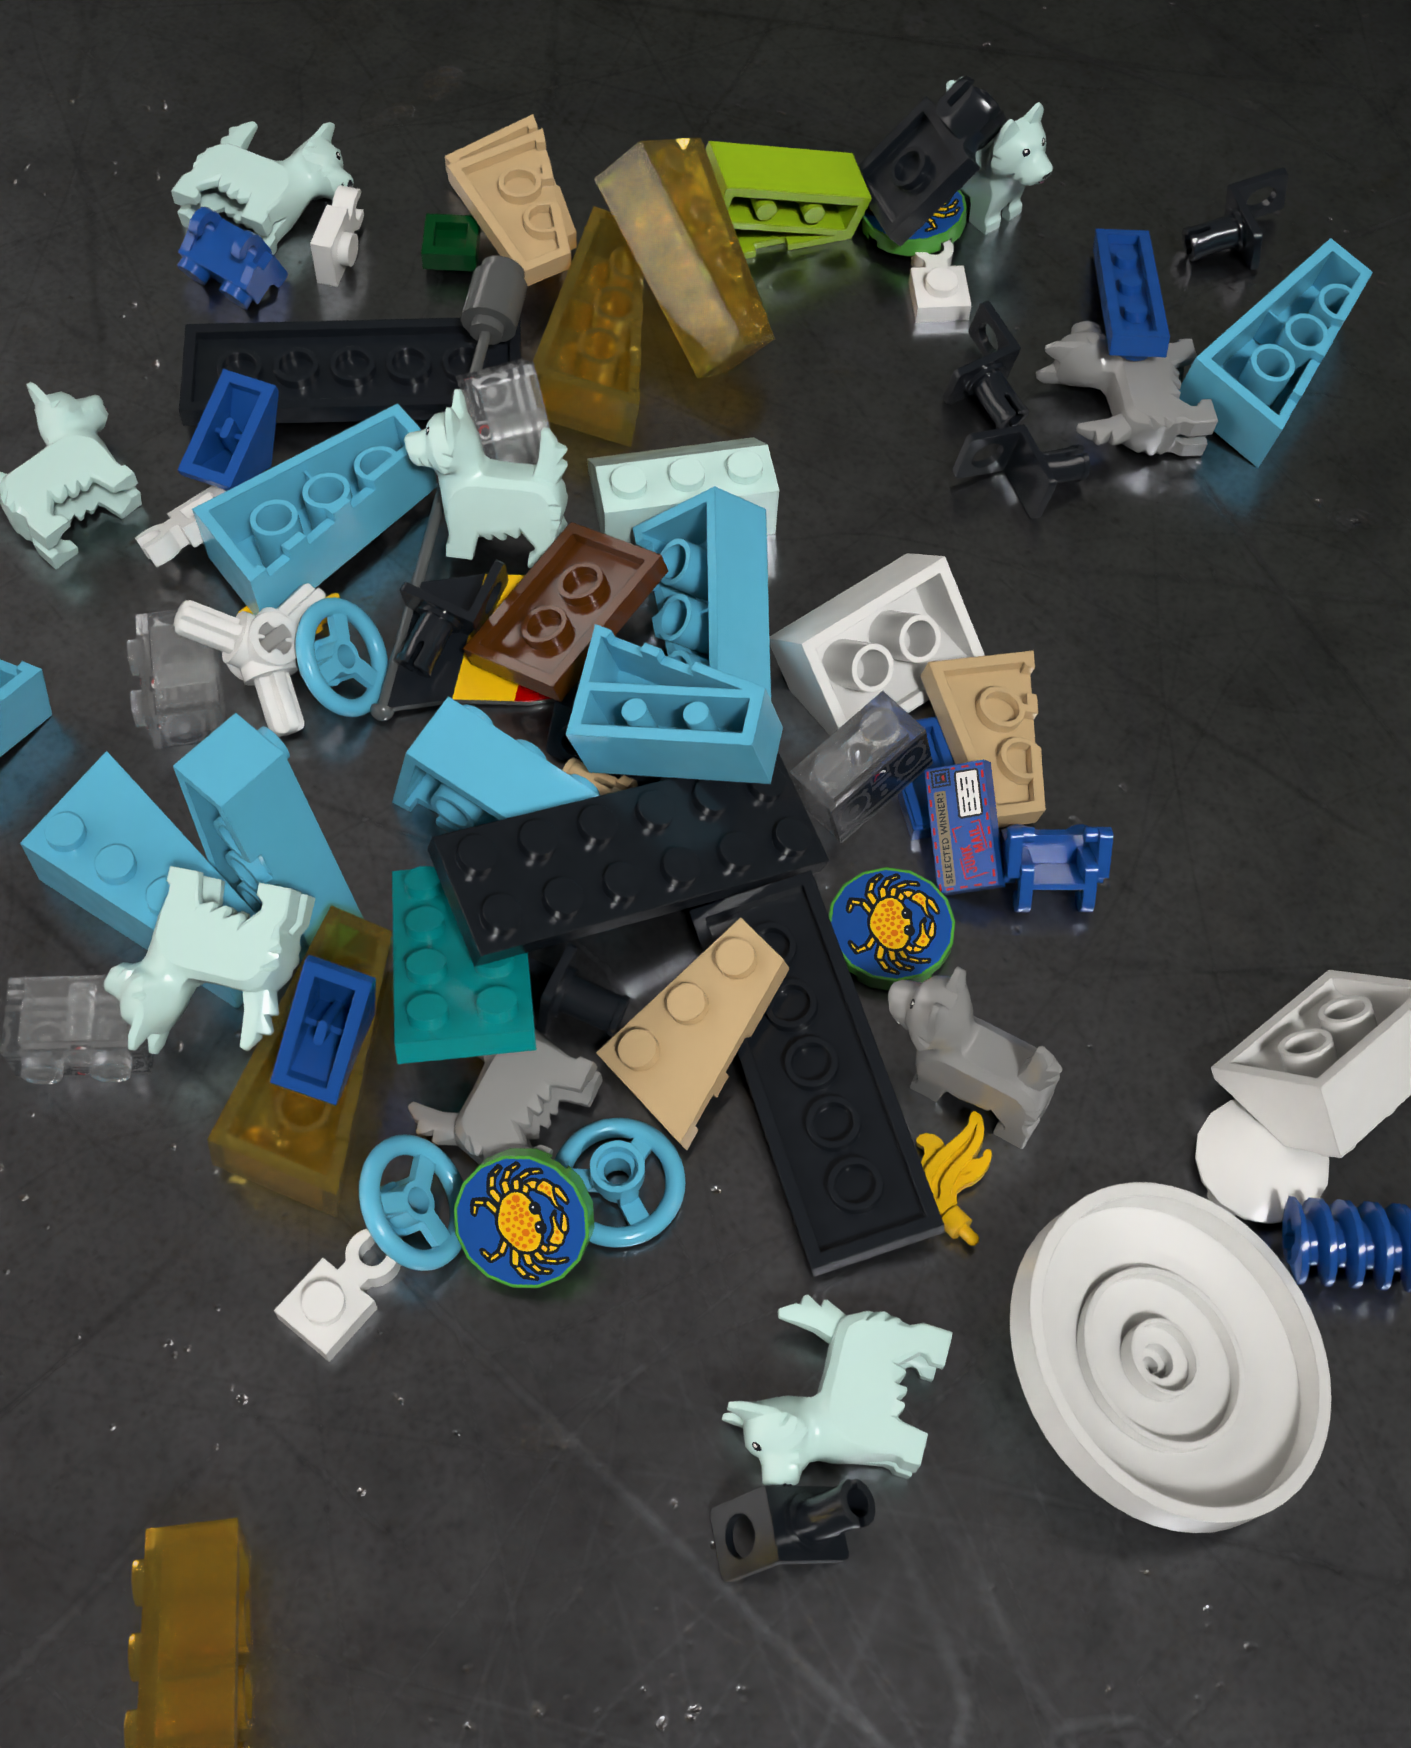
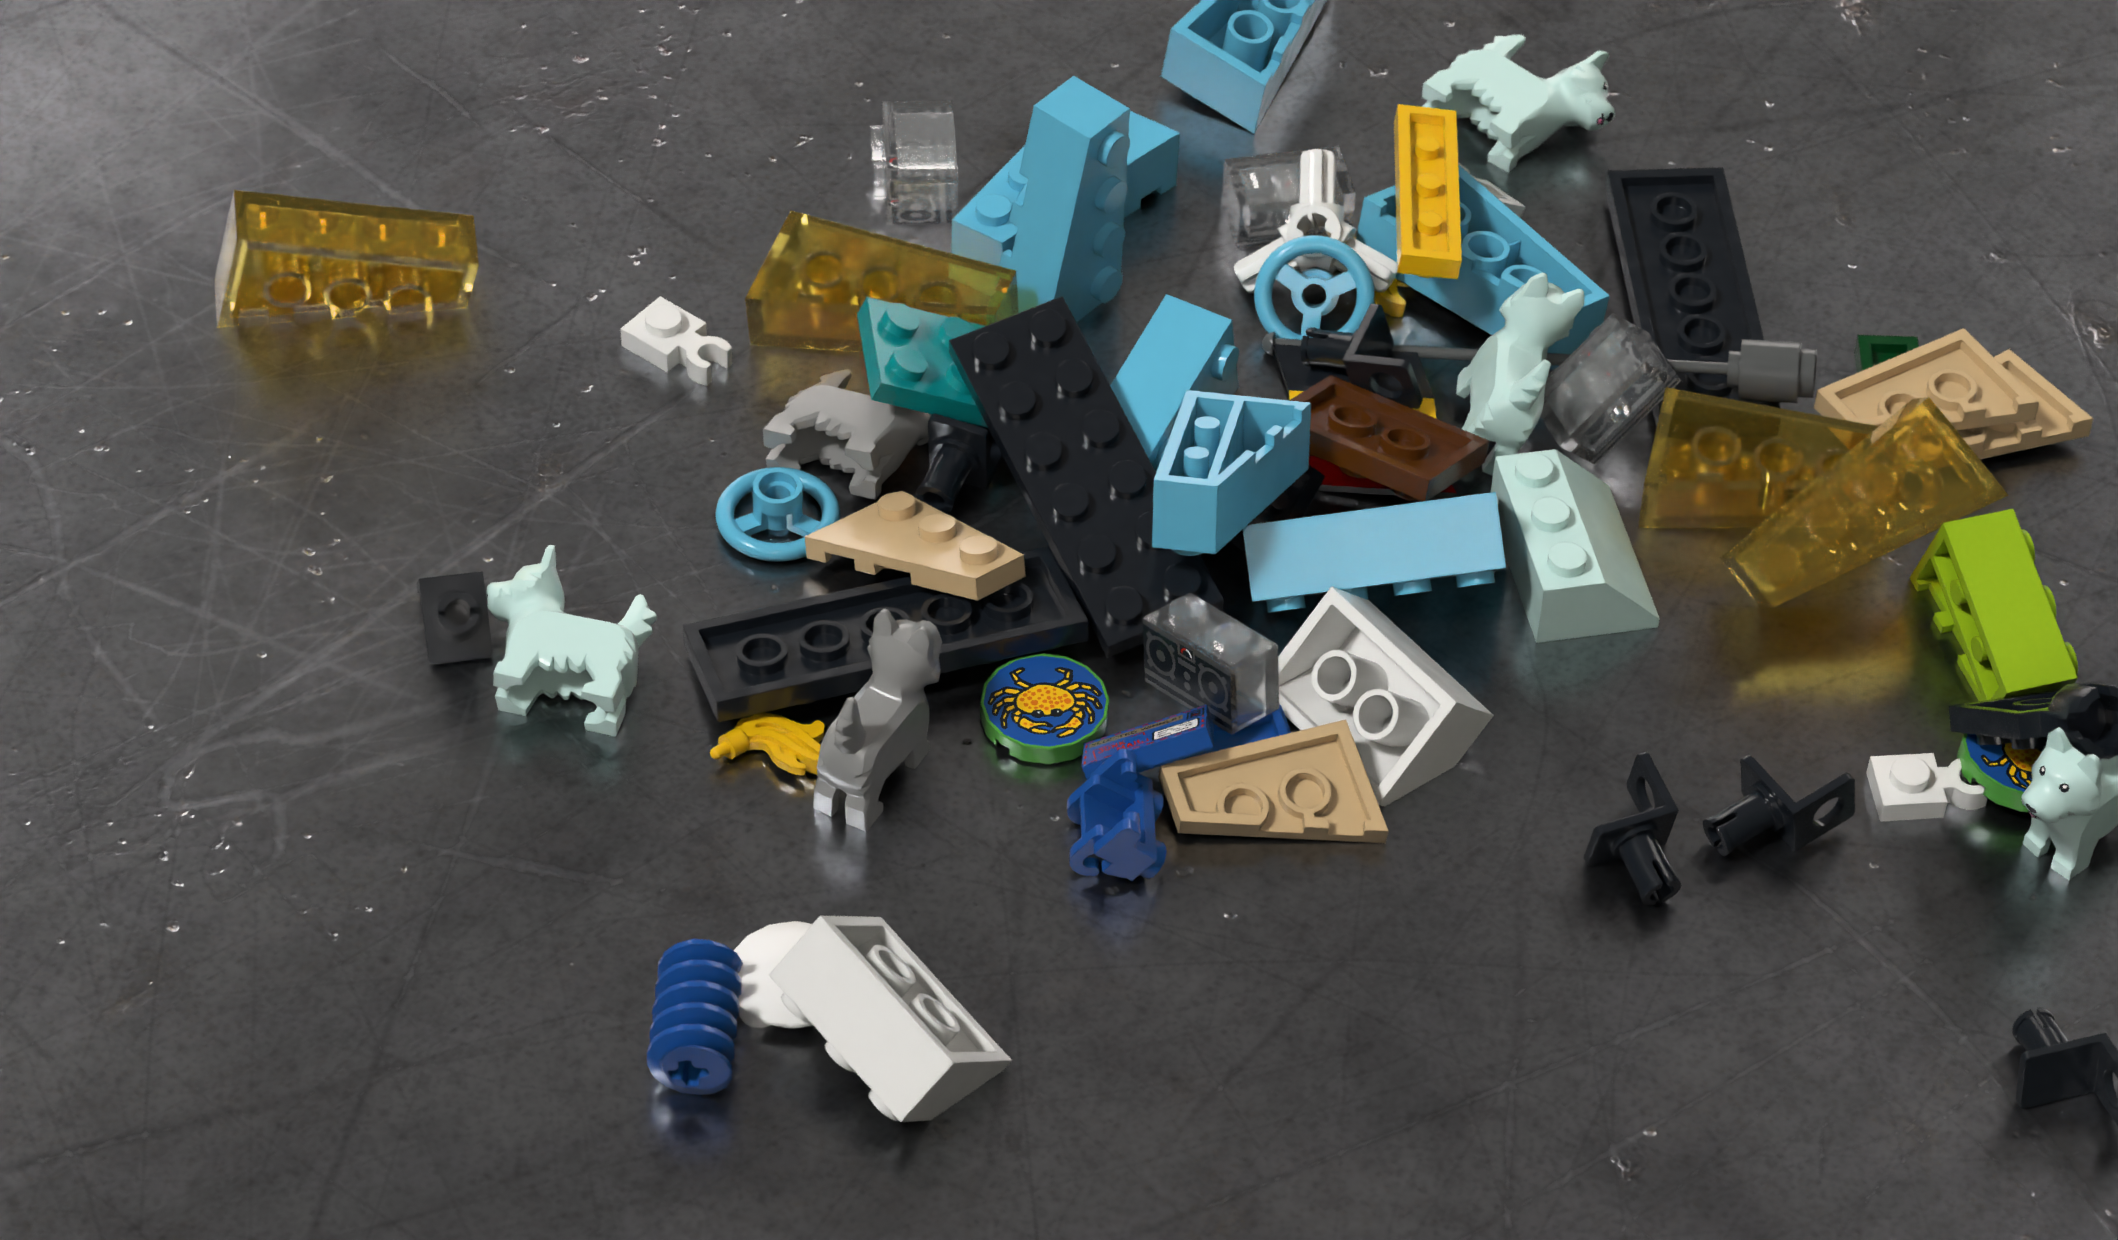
camera: 90 degrees right, 15 degrees down
(213, 944) = (952, 189): light aqua animal -> none
(230, 257) = (1815, 196): blue piece -> none
(234, 433) = (1568, 202): blue slope -> none
(258, 189) = (1922, 207): light aqua animal -> none
(263, 519) = (1427, 192): none -> yellow plate
(324, 1029) = (884, 259): blue slope -> none
(334, 240) = (1867, 271): white plate -> none
(409, 1204) = (716, 398): medium azure piece -> none
(524, 1218) = (730, 429): tile -> none
(1130, 294) = (1905, 922): blue plate -> none
(1139, 393) = (1768, 942): light grey animal -> none
(1170, 1358) = (581, 841): white container -> none
(1274, 349) = (1846, 1069): medium azure wedge -> none

